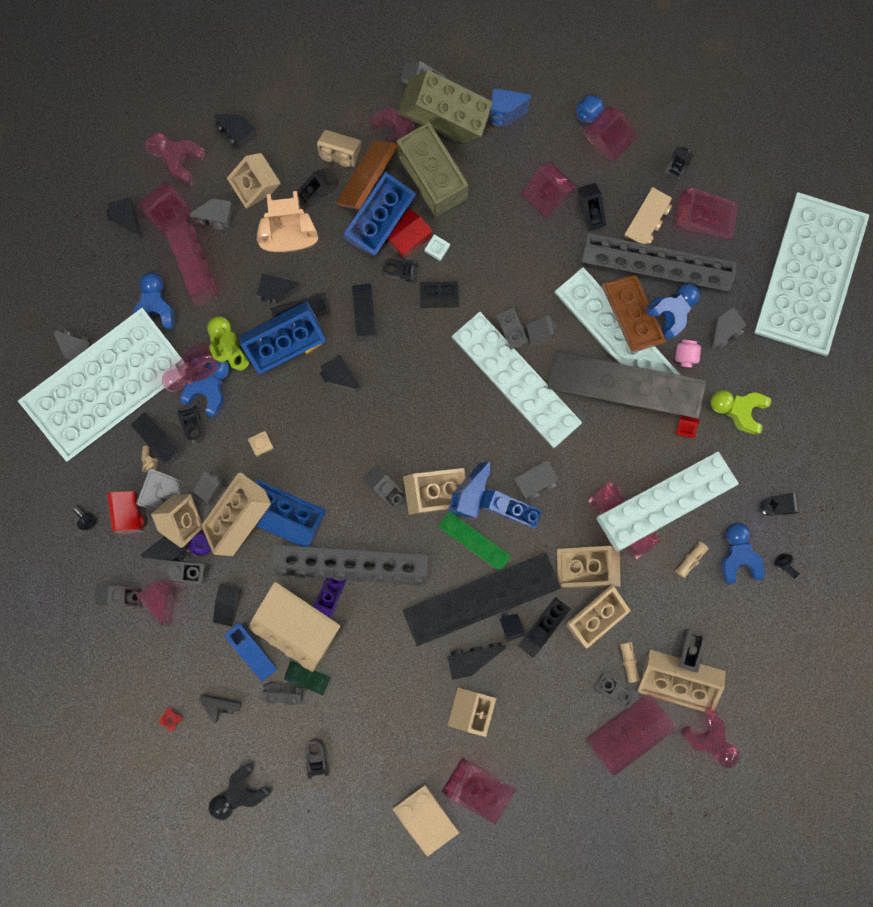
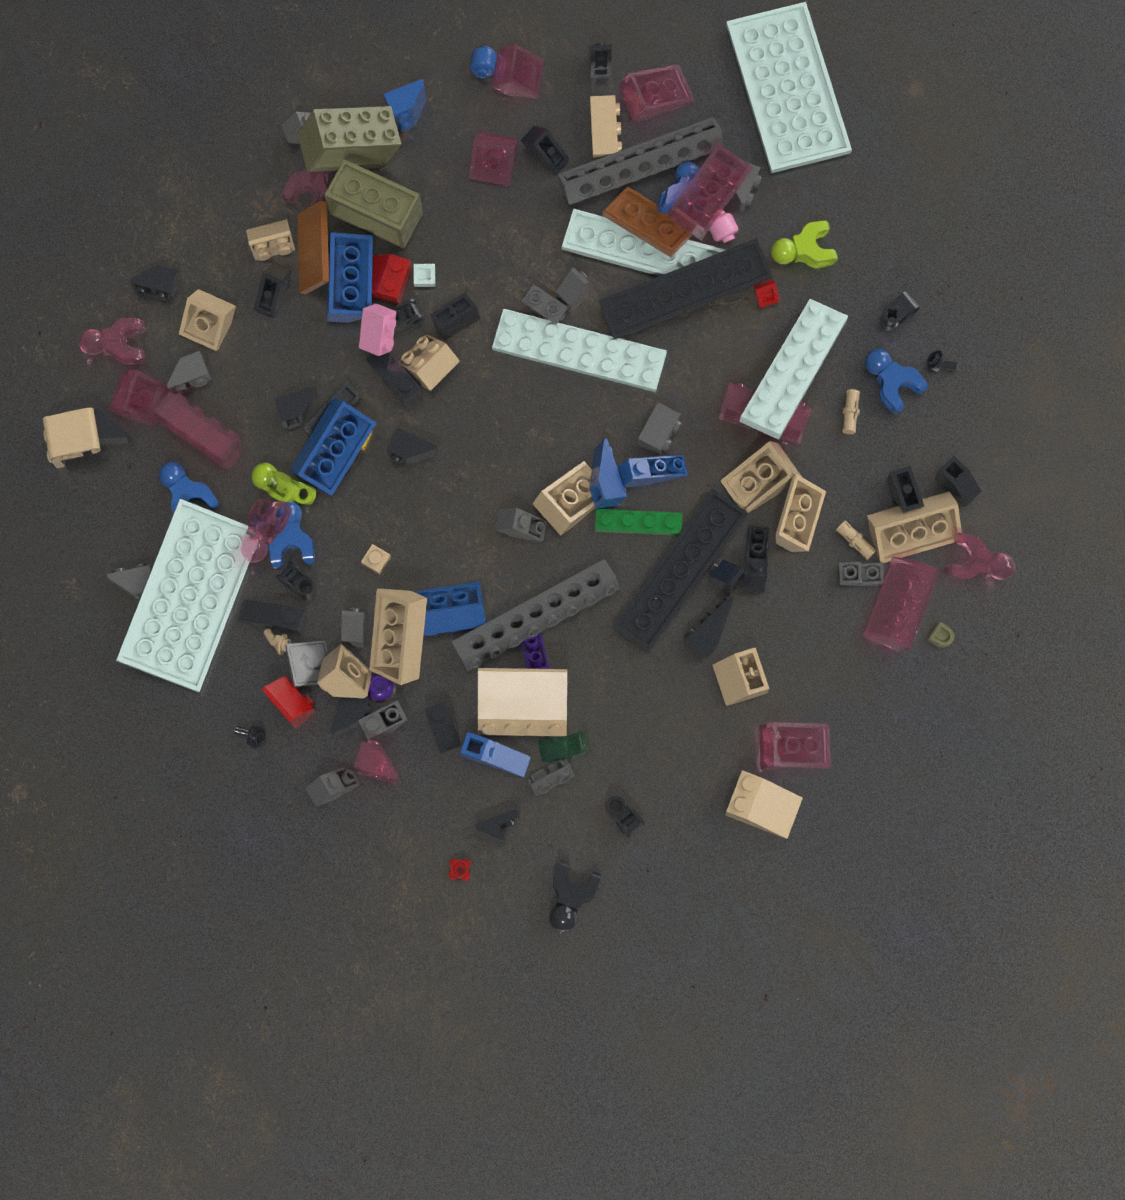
camera: 30 degrees left, 5 degrees down
(94, 207) = (70, 435): none -> tan piece
(287, 227) = (267, 344): light nougat piece -> none
(372, 269) = (377, 329): none -> bright pink brick
(396, 317) = (428, 361): none -> tan slope
(646, 778) = (941, 636): none -> olive tile
(693, 321) = (709, 192): none -> clear pink brick
(738, 668) = (959, 481): none -> black slope

